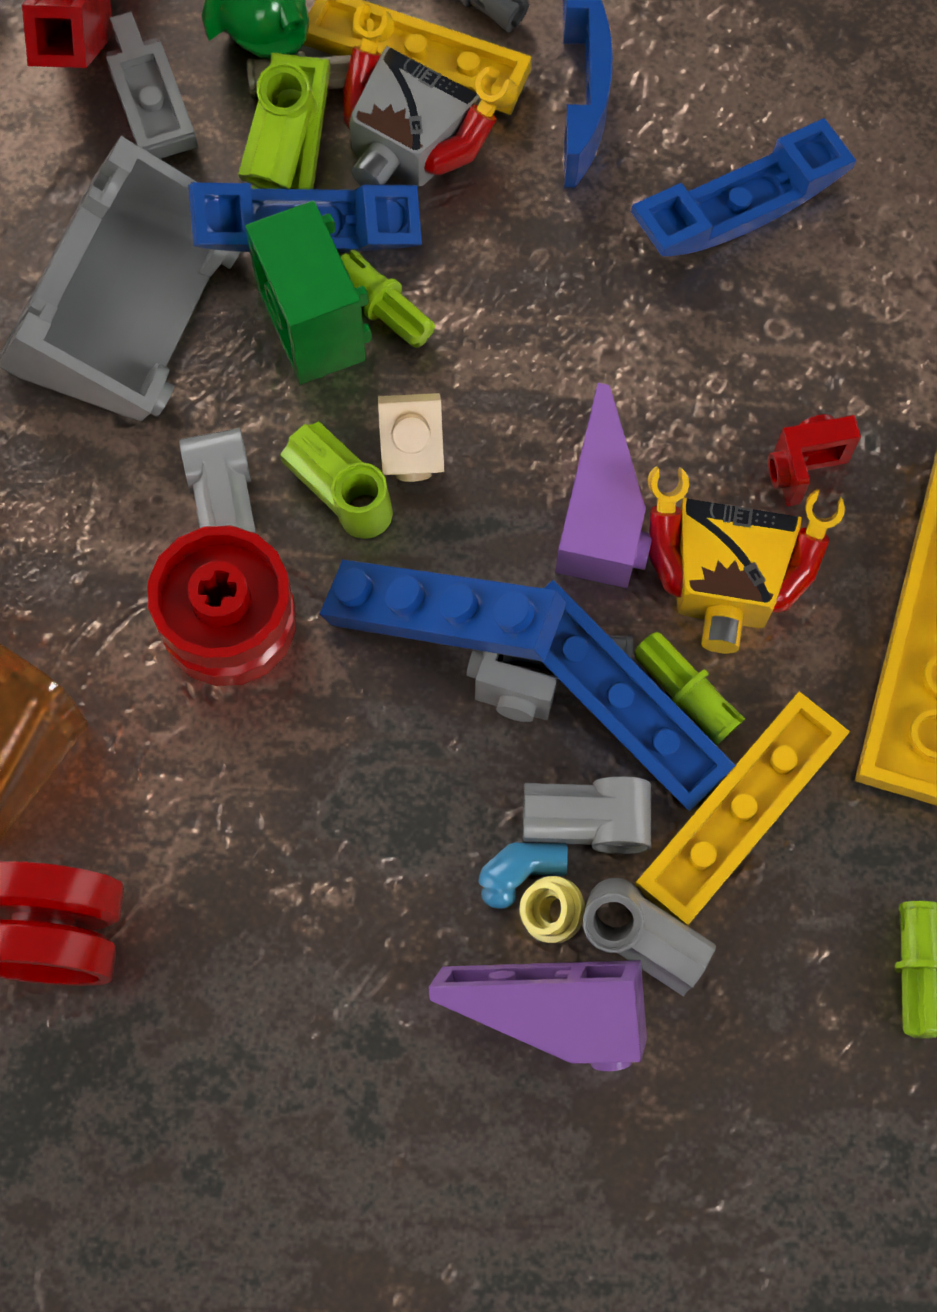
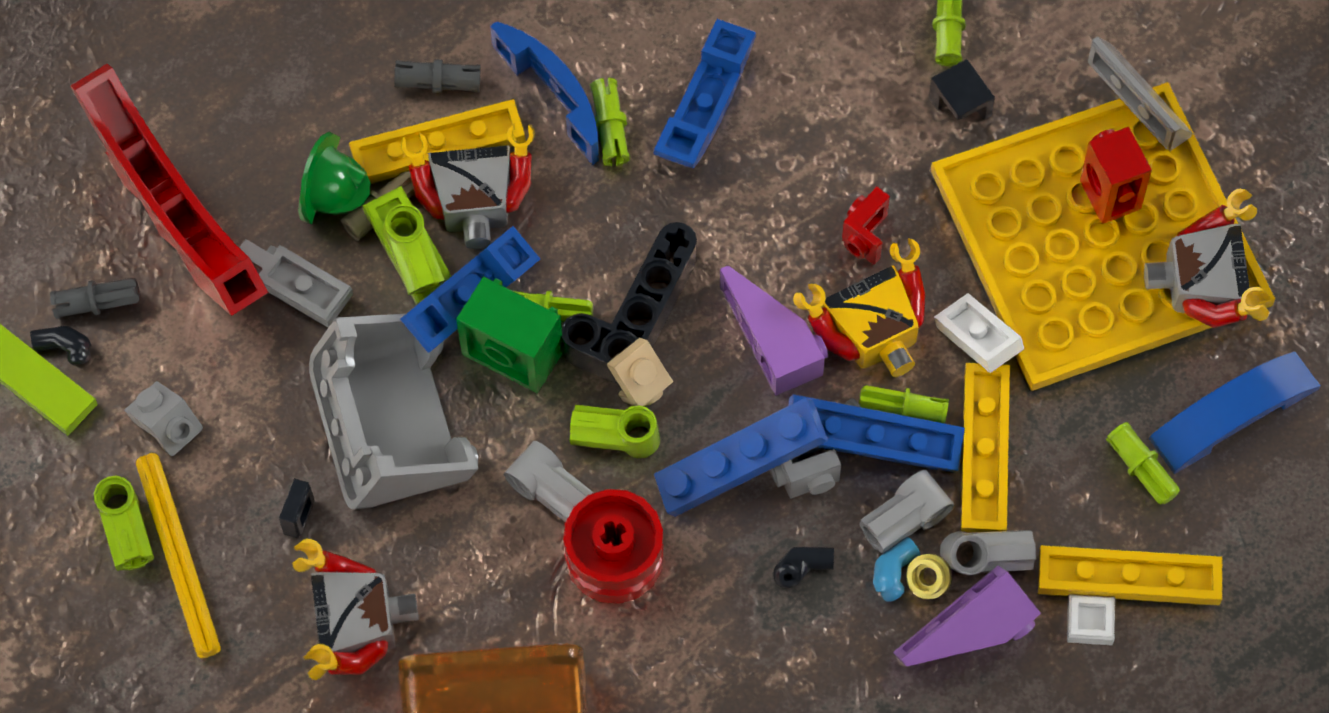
camera: 35 degrees left, 5 degrees down
(418, 780) = (799, 562): none -> black arm
(558, 336) = (639, 301): none -> black beam
(616, 150) = (610, 122): none -> lime pin
(707, 1110) = (1091, 619): none -> white tile
(799, 1096) = (1130, 575): none -> yellow plate
(843, 669) = (979, 333): none -> white plate

